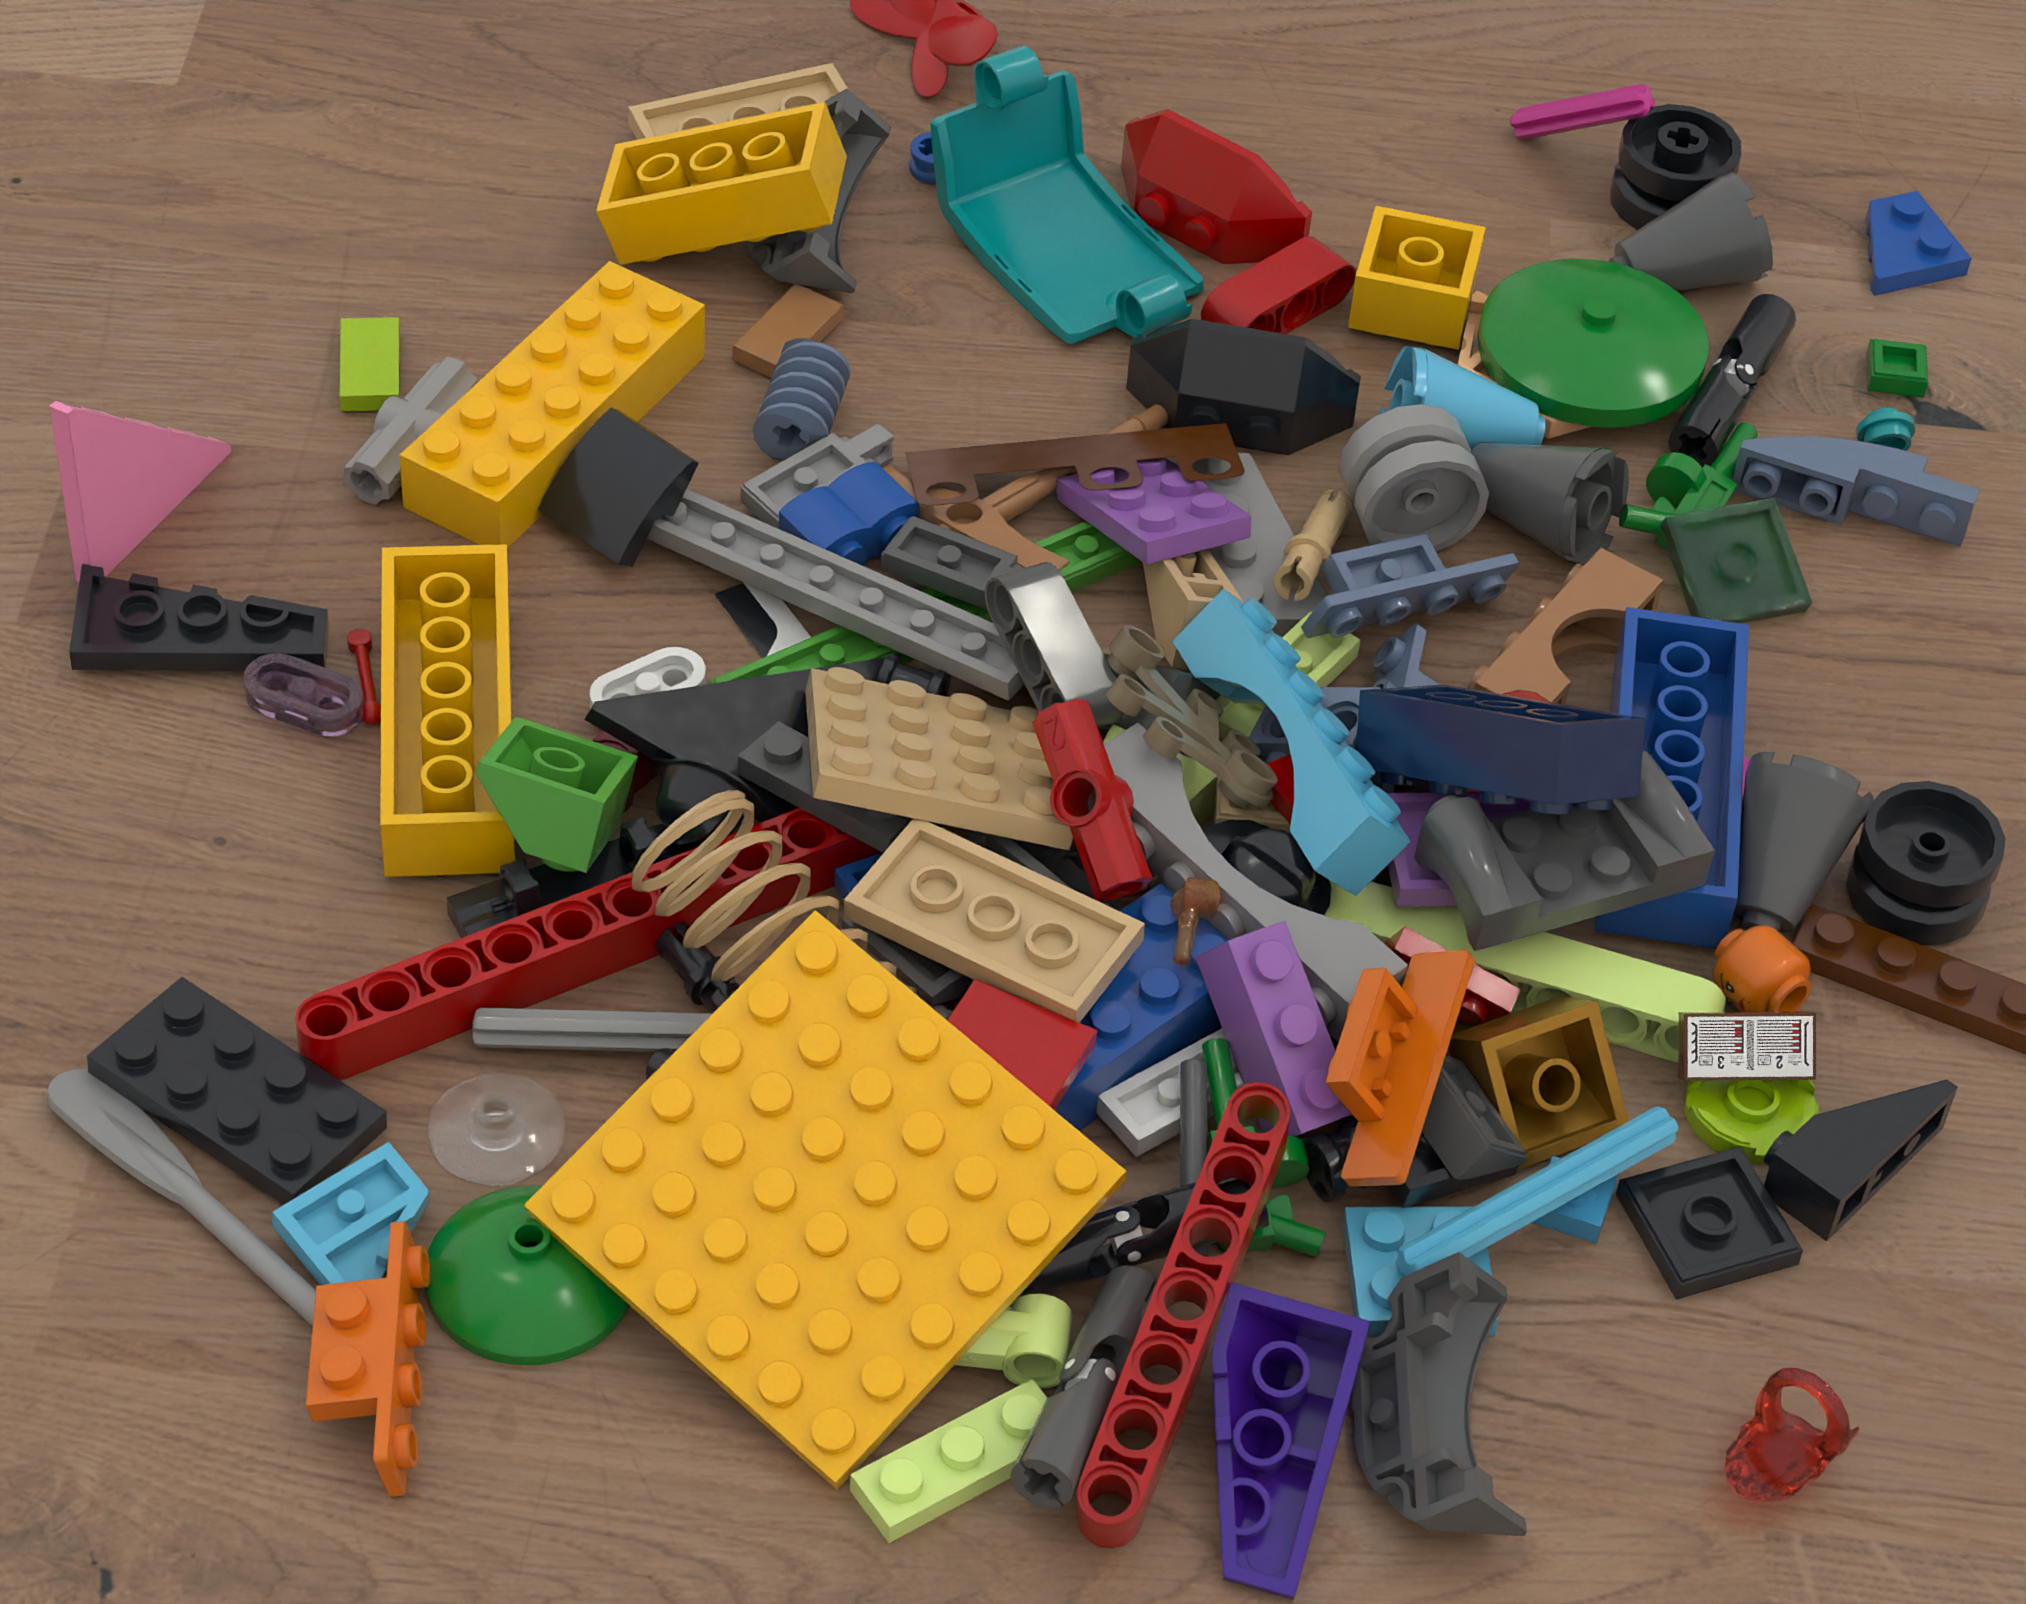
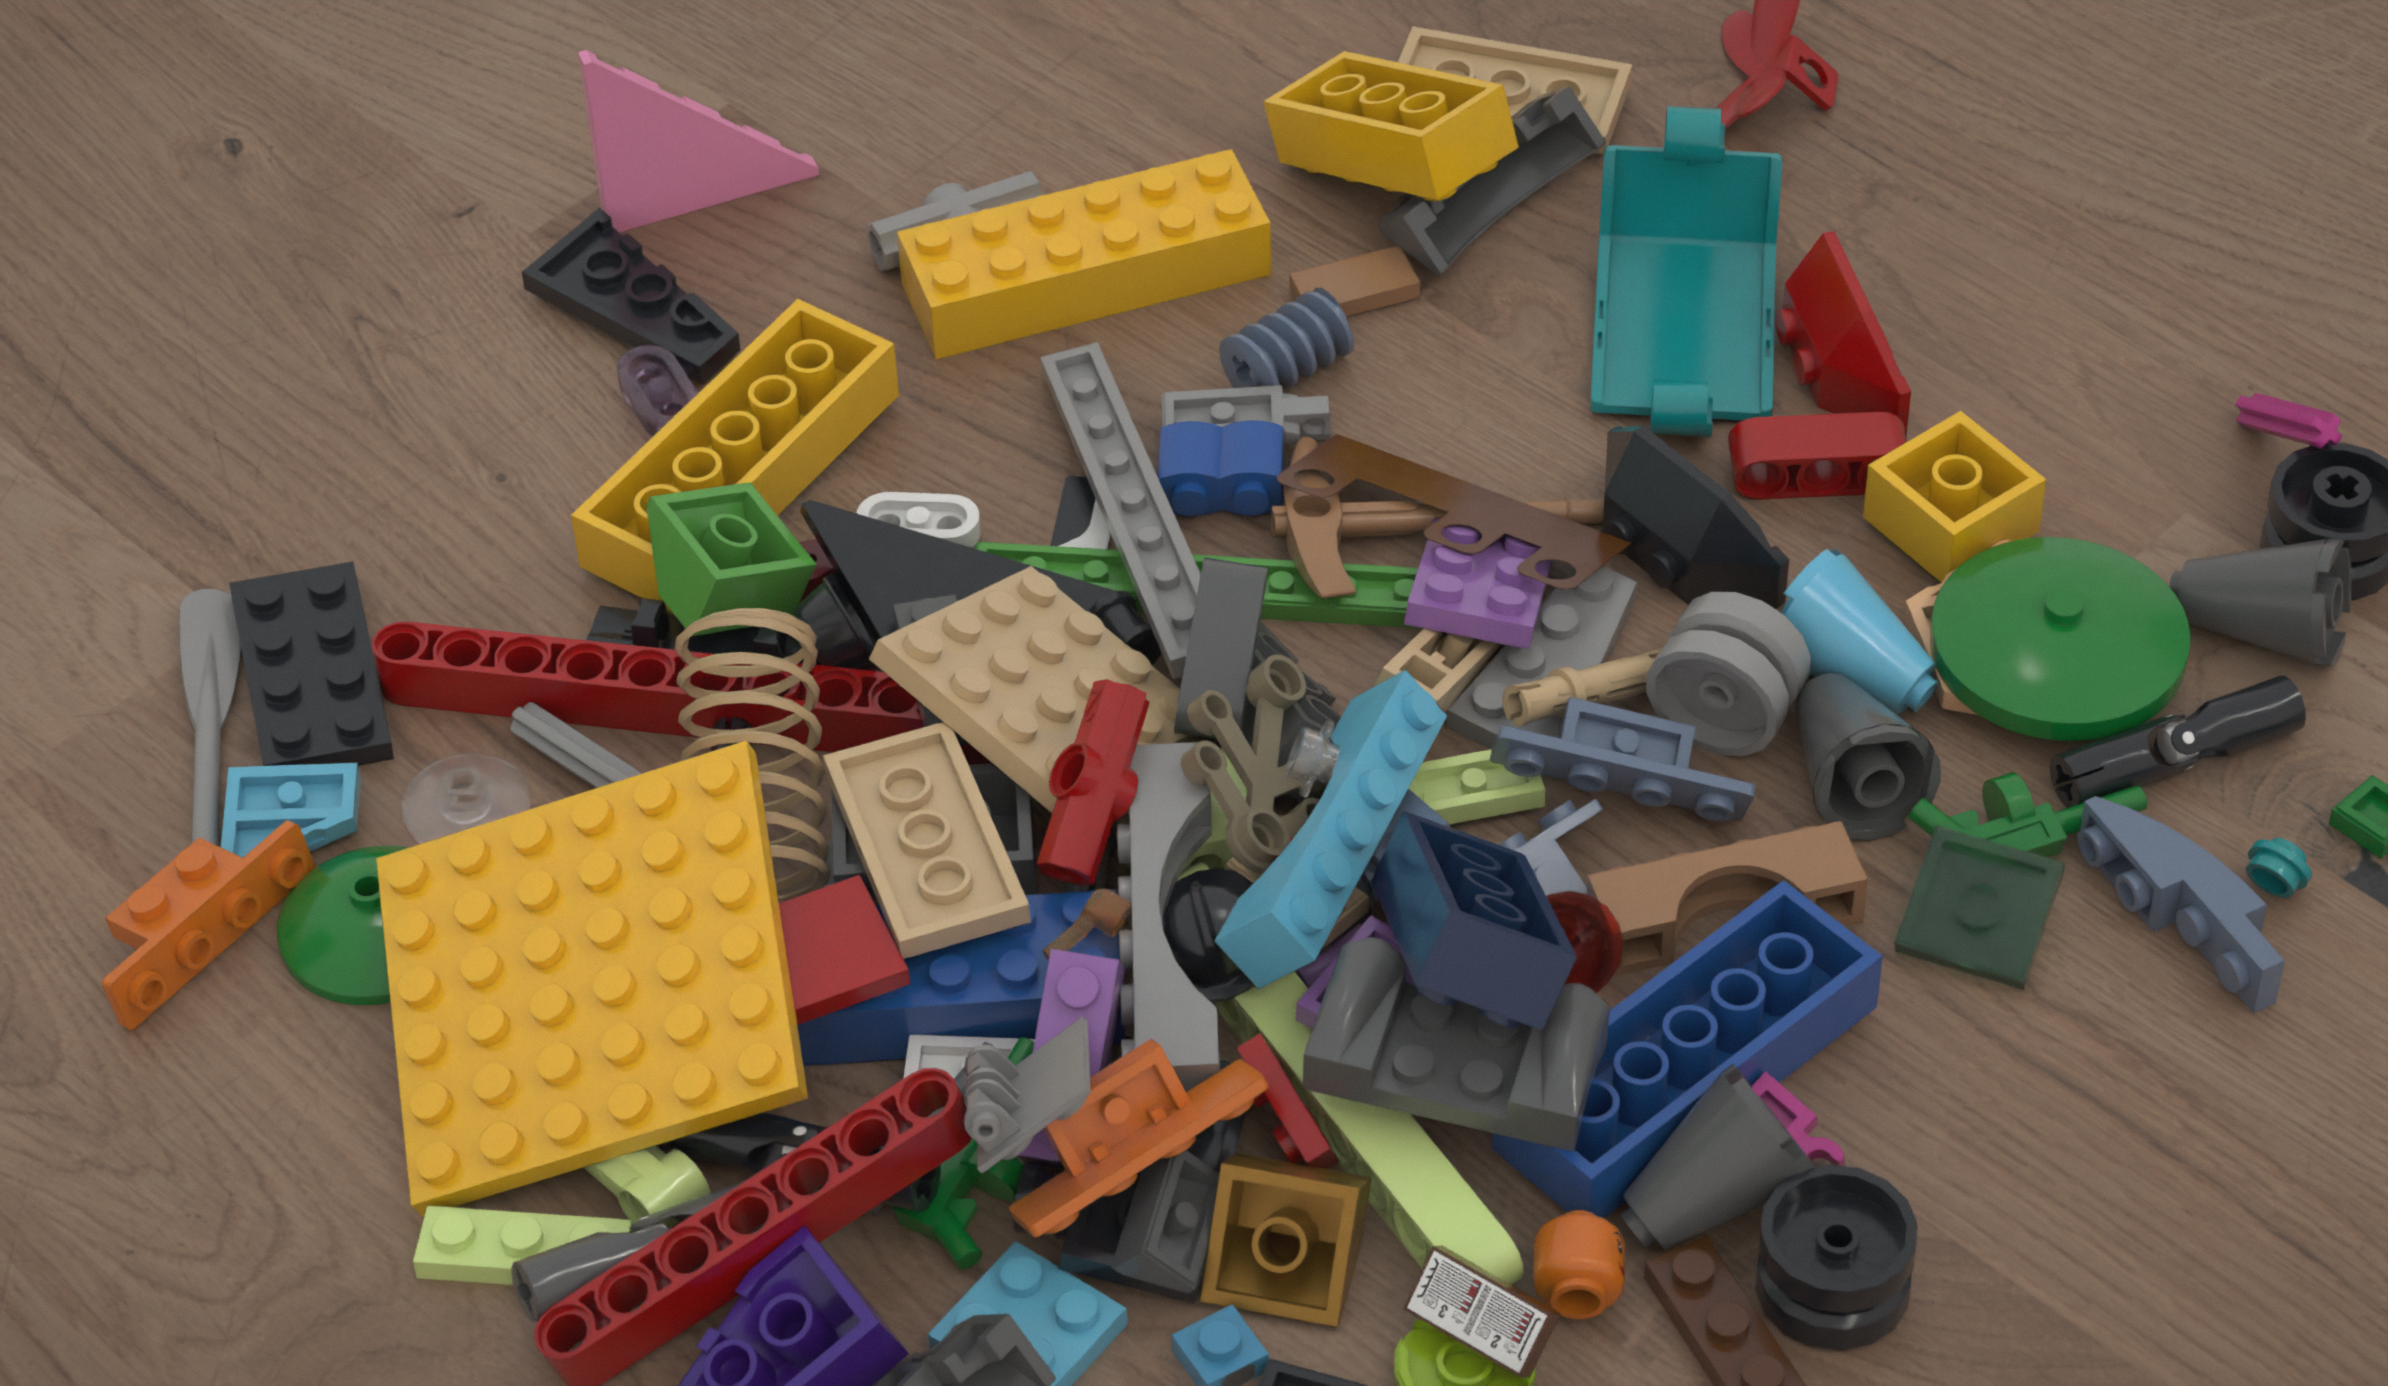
camera: 45 degrees right, 0 degrees up
(369, 362) = (990, 149): lime tile -> none
(618, 486) = (1052, 340): black slope -> none
(945, 560) = (1252, 534): dark grey hinge -> none
(1223, 693) = (1312, 757): none -> clear plate
(1323, 1061) = (1016, 1102): none -> light grey hinge
(1542, 1191) = (1169, 1320): medium azure axle -> none

